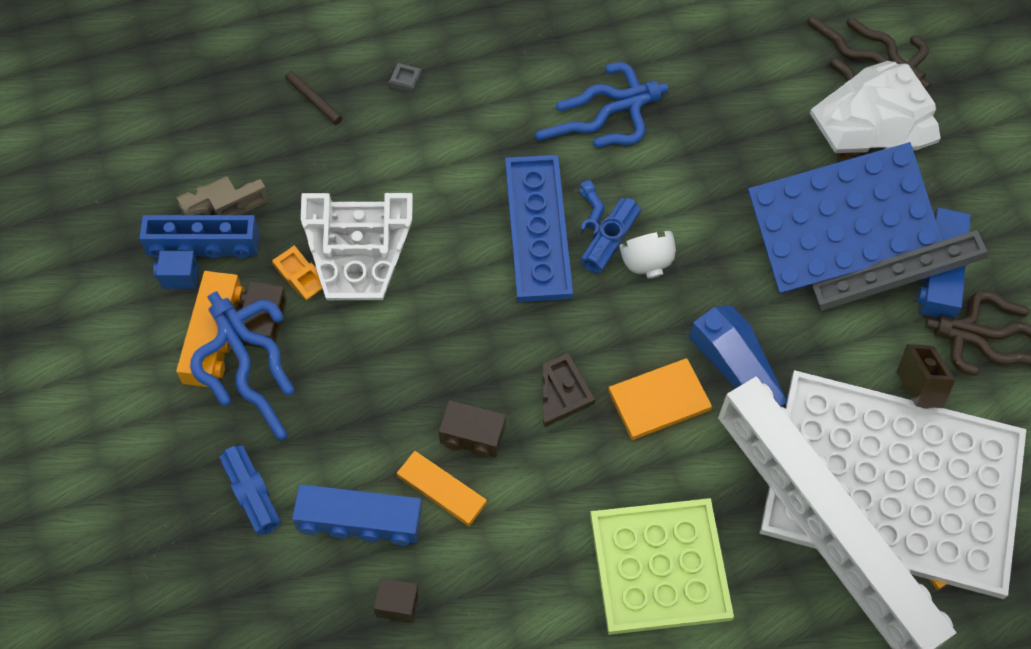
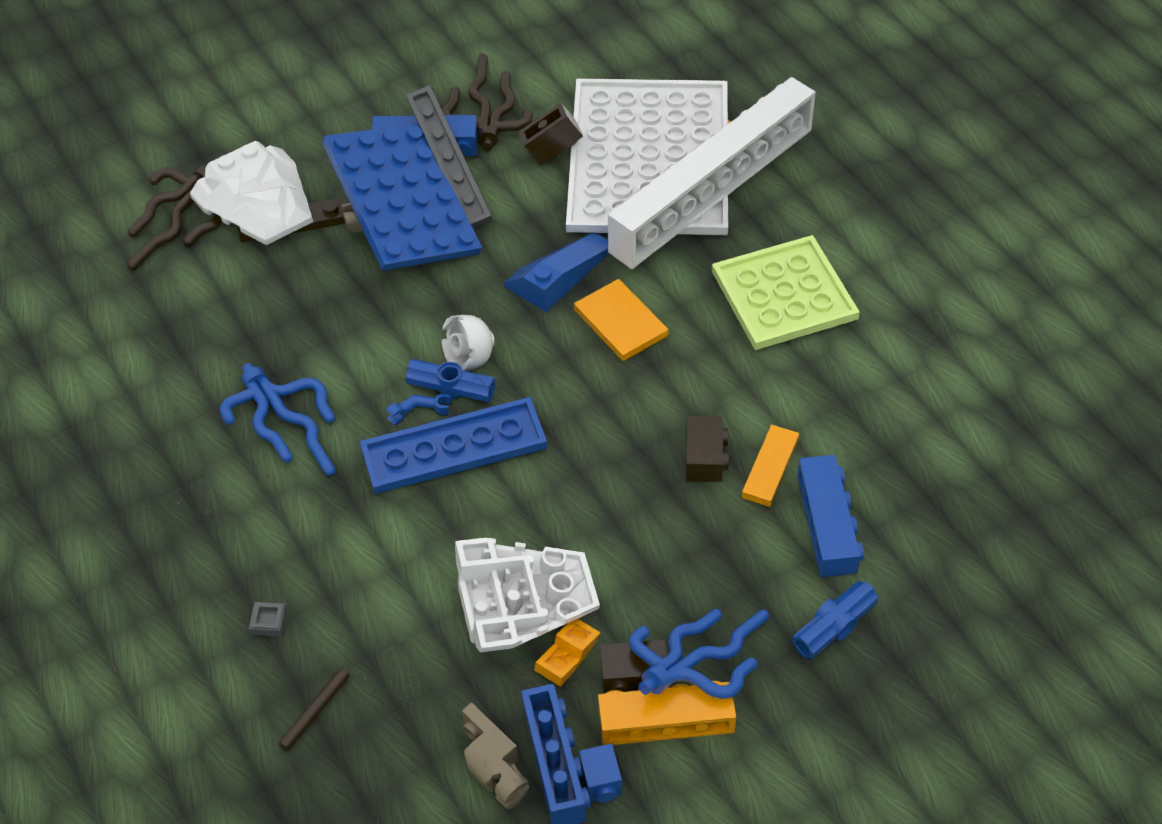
camera: 100 degrees left, 10 degrees down
(396, 600) = (897, 462): dark brown panel -> none
(563, 390) = (637, 389): dark brown wing -> none

